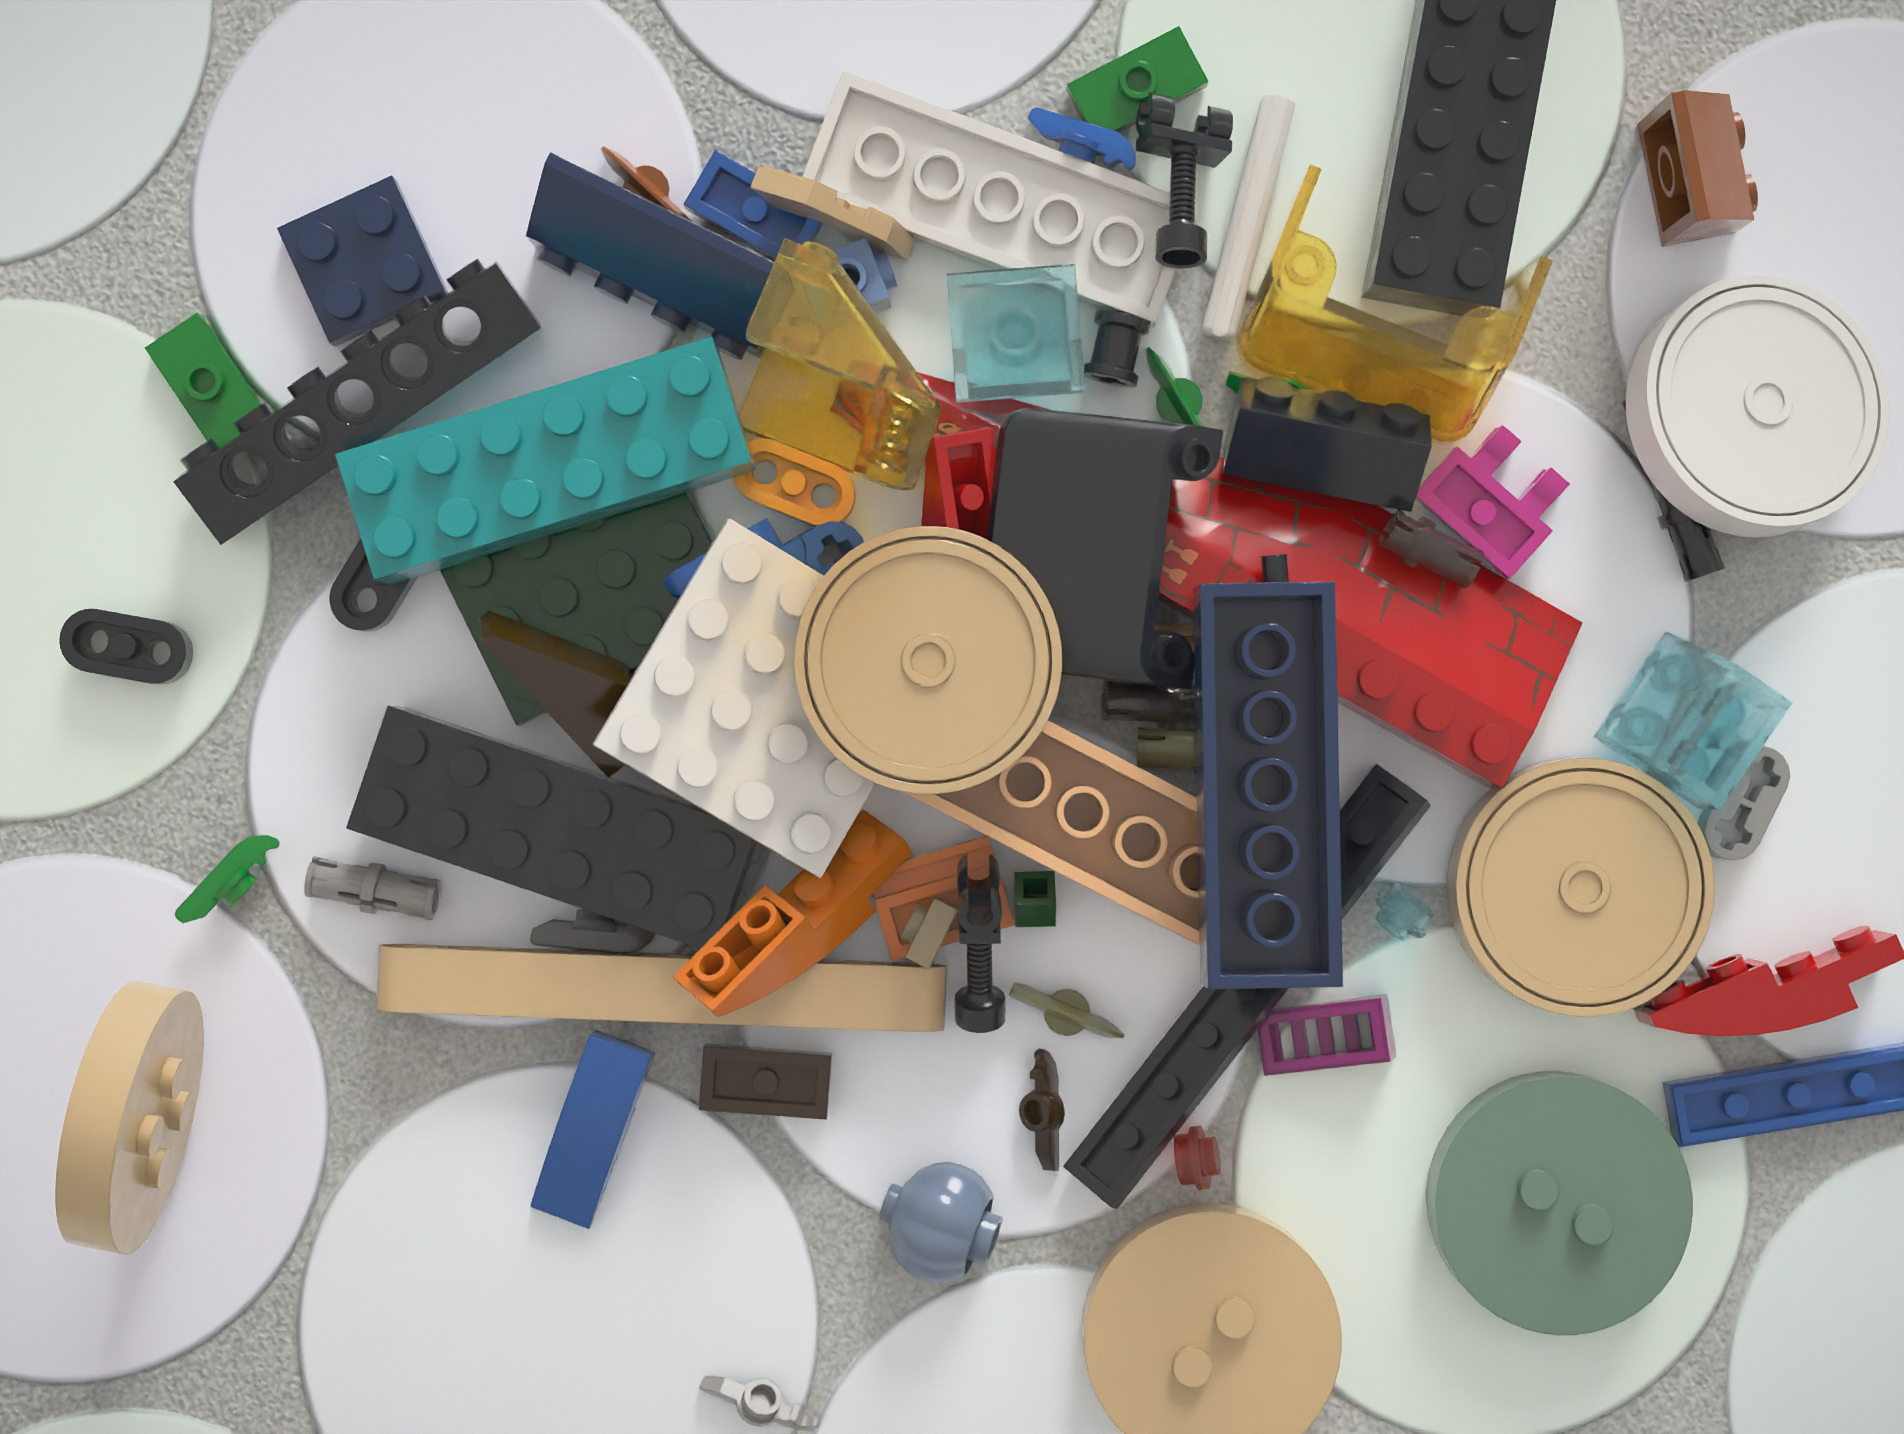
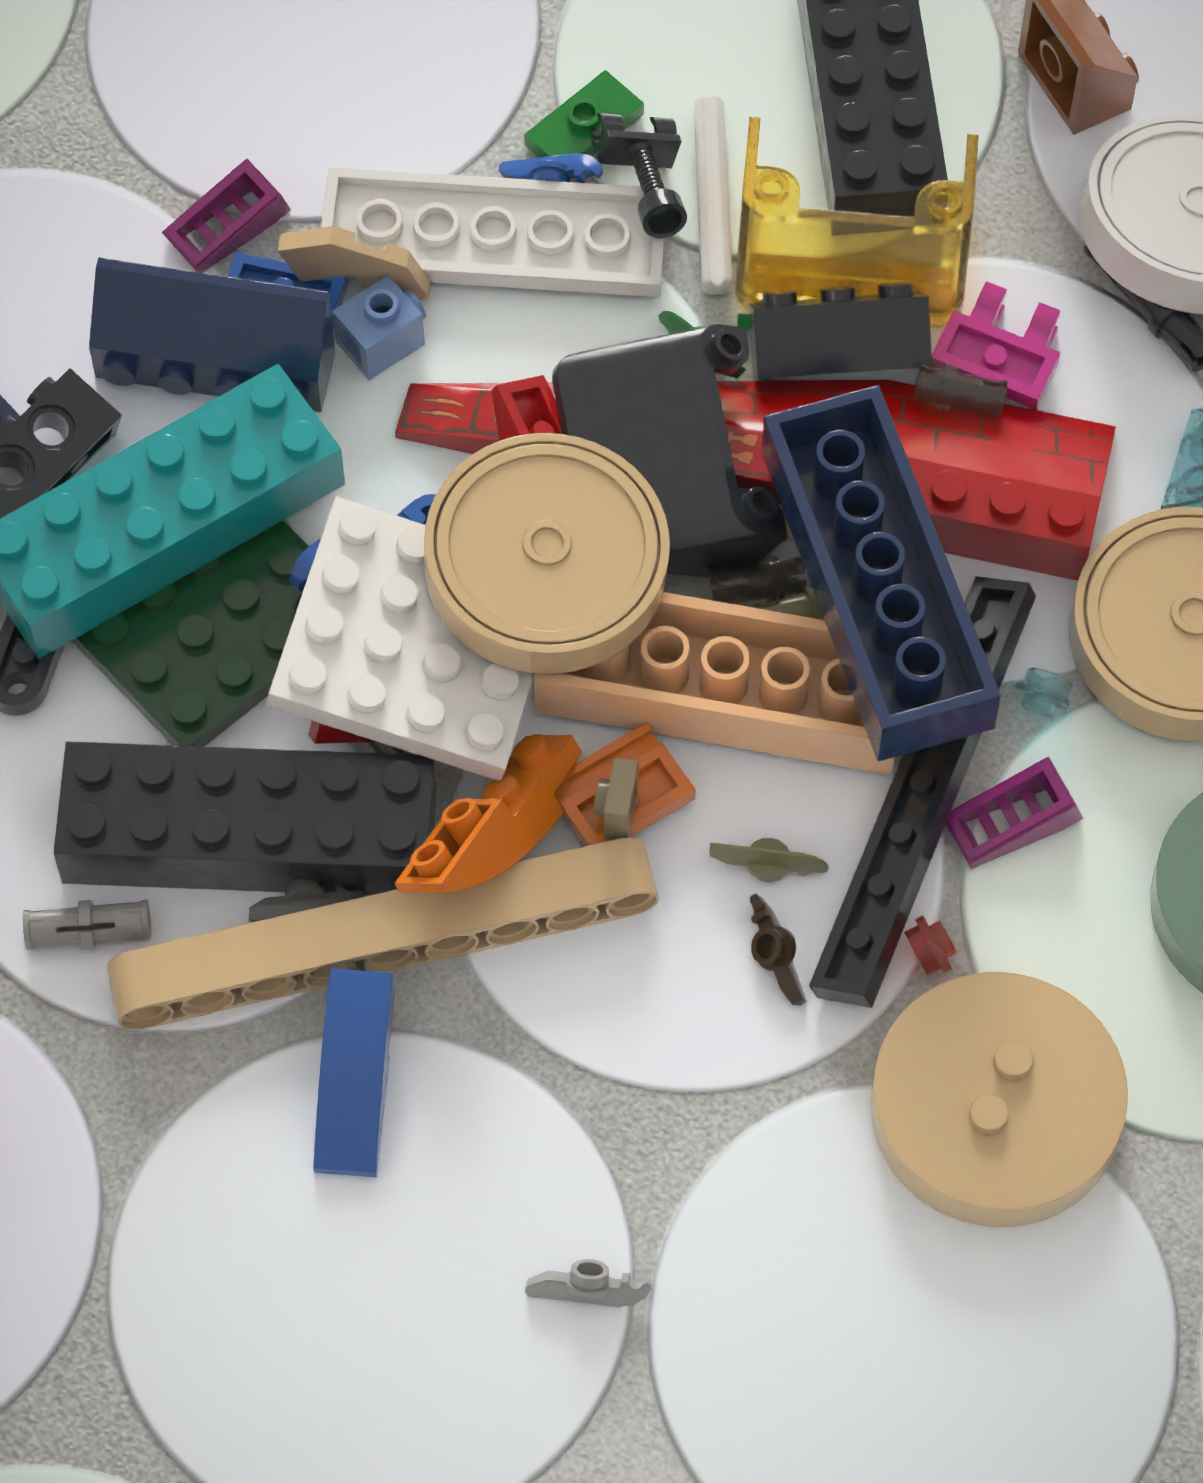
camera: 15 degrees left, 25 degrees down
(563, 677) = (228, 685): dark brown slope -> none
(730, 63) = (228, 191): none -> magenta slope
(765, 1081) = (506, 989): dark brown plate -> none
(795, 482) = (384, 483): light orange plate -> none
(835, 374) = (431, 366): clear yellow windscreen -> none
(941, 1222) = (711, 1063): sand blue plant -> none
(979, 1004) = (684, 864): black bar -> none
(1015, 333) = (538, 313): clear light blue slope -> none
(1034, 911) = (707, 767): dark green piece -> none
(1116, 348) = (631, 310): black bush -> none

